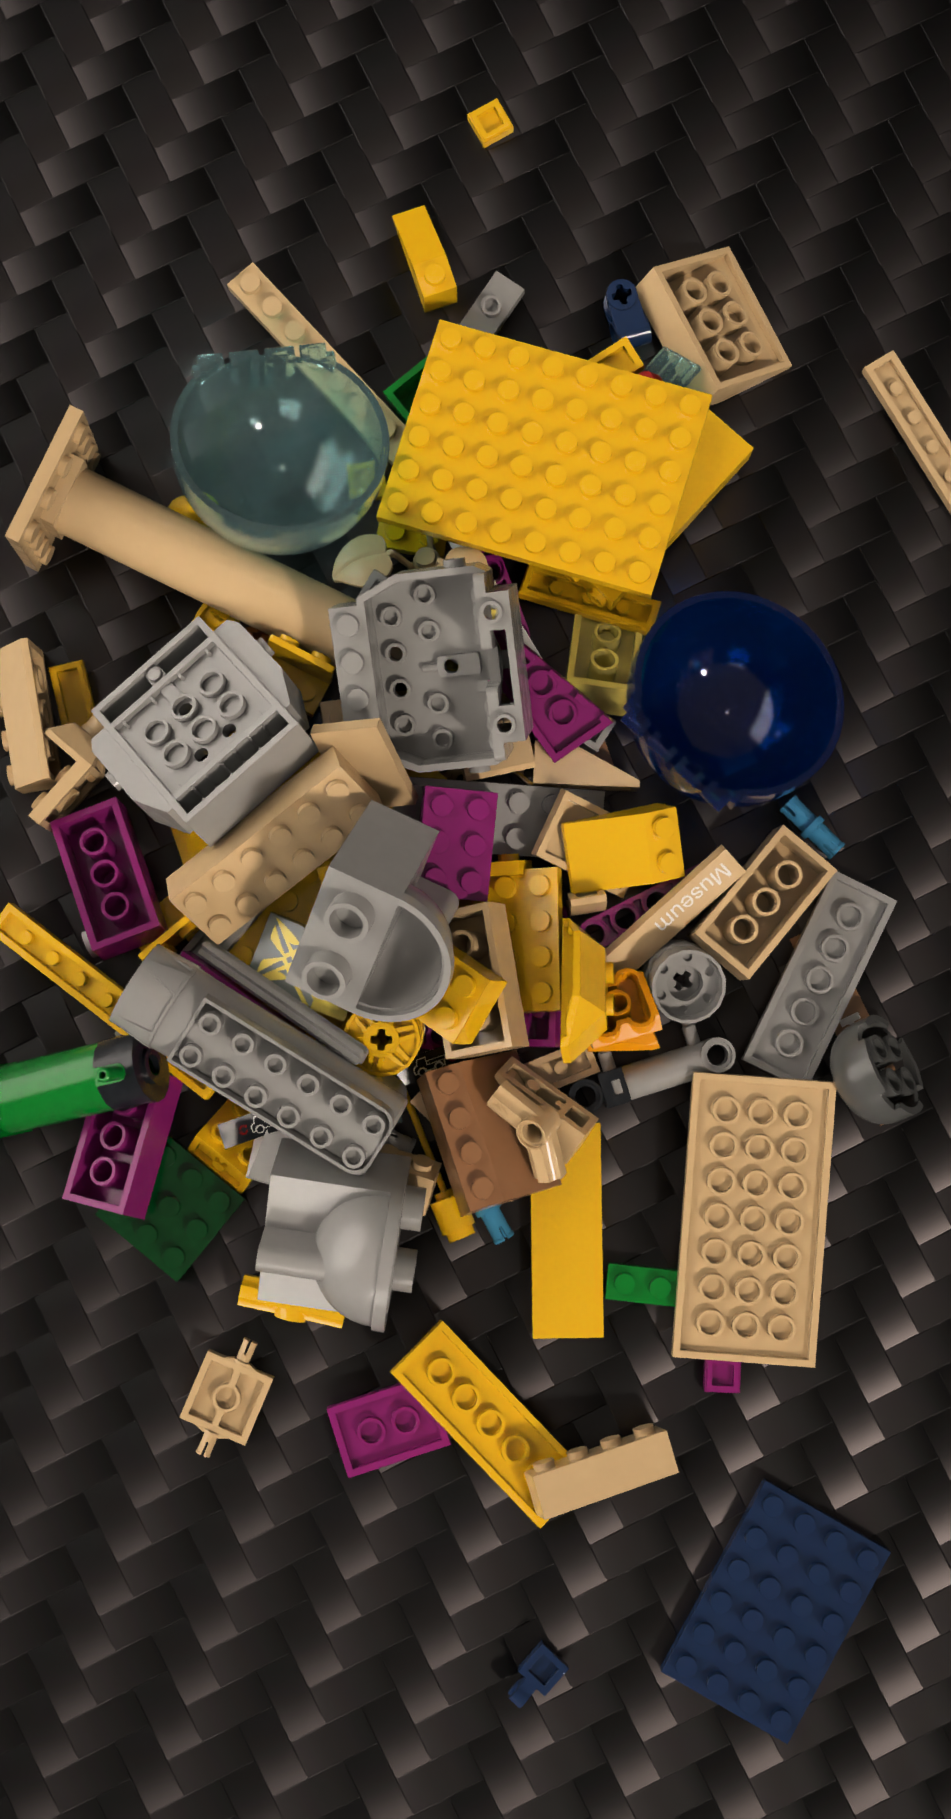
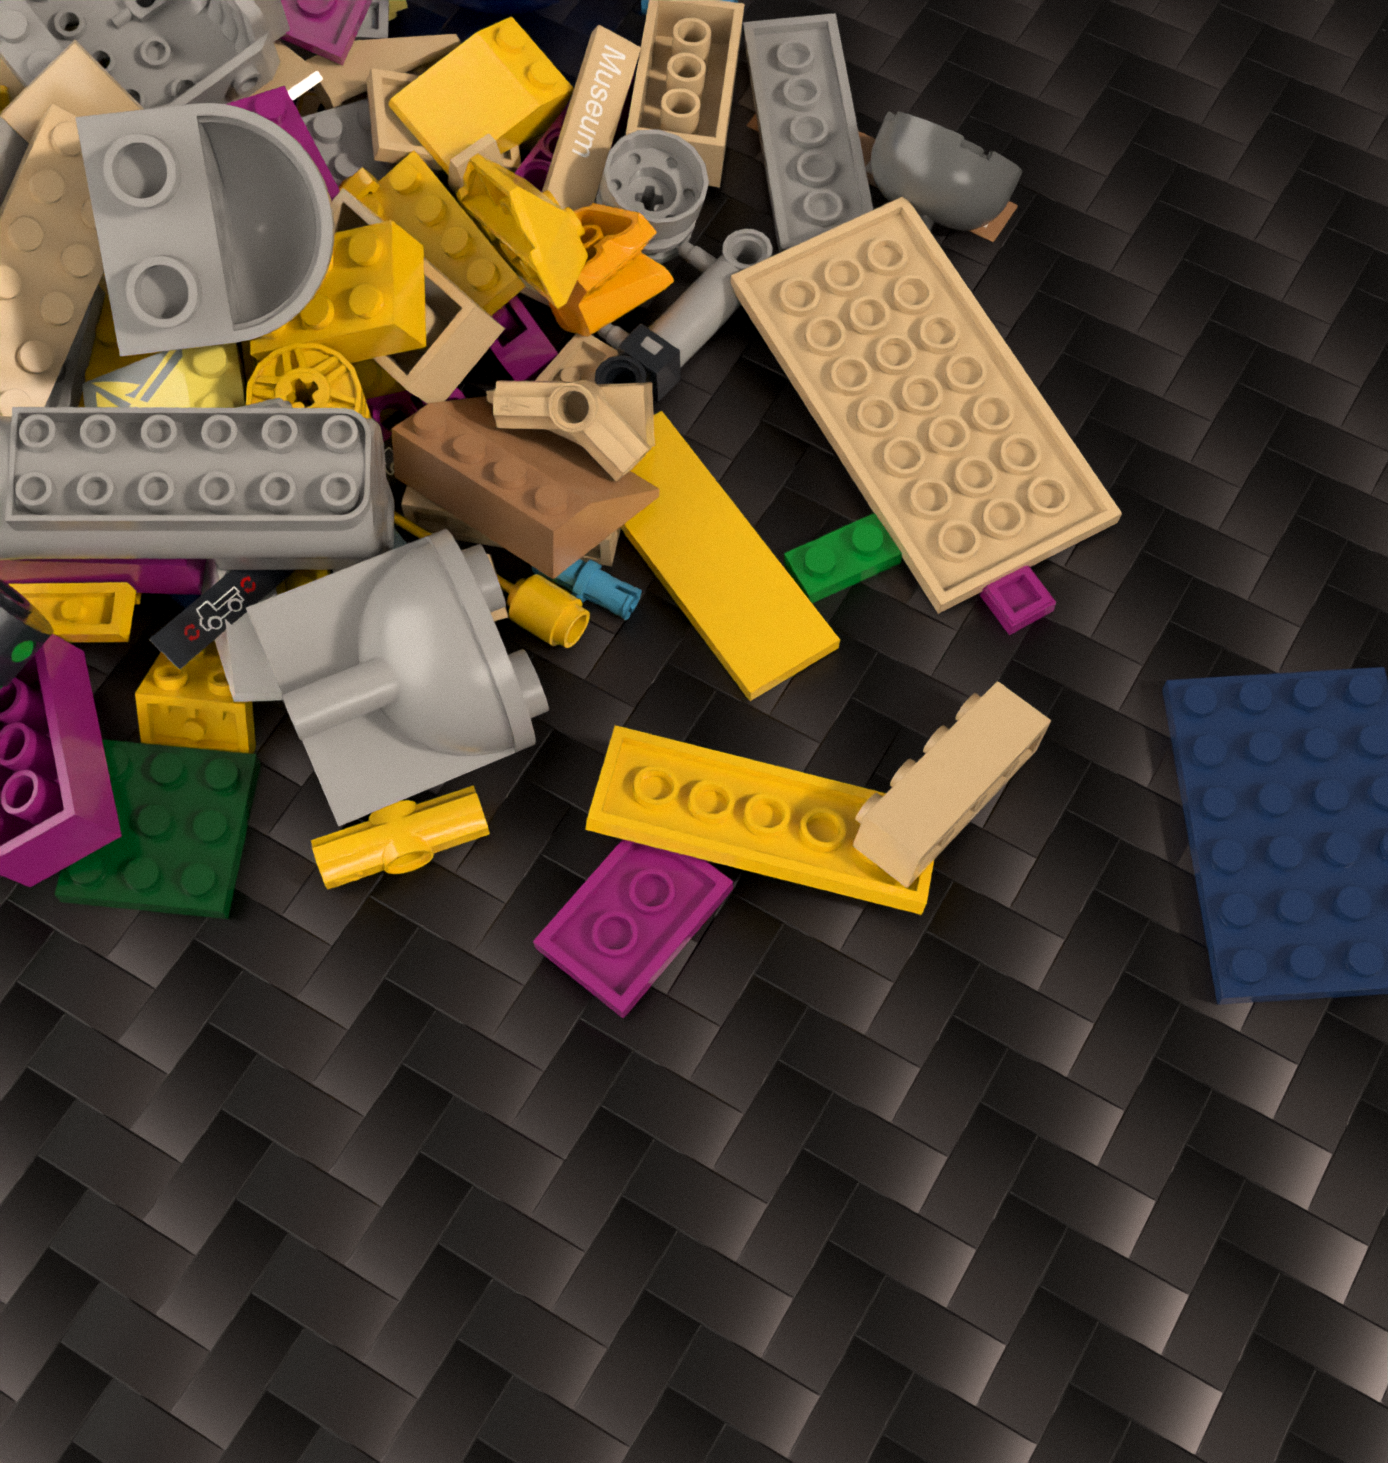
camera: 30 degrees left, 20 degrees down
(226, 1397) = (383, 1017): tan plate -> none
(540, 1672) = (1065, 1104): dark blue plate -> none

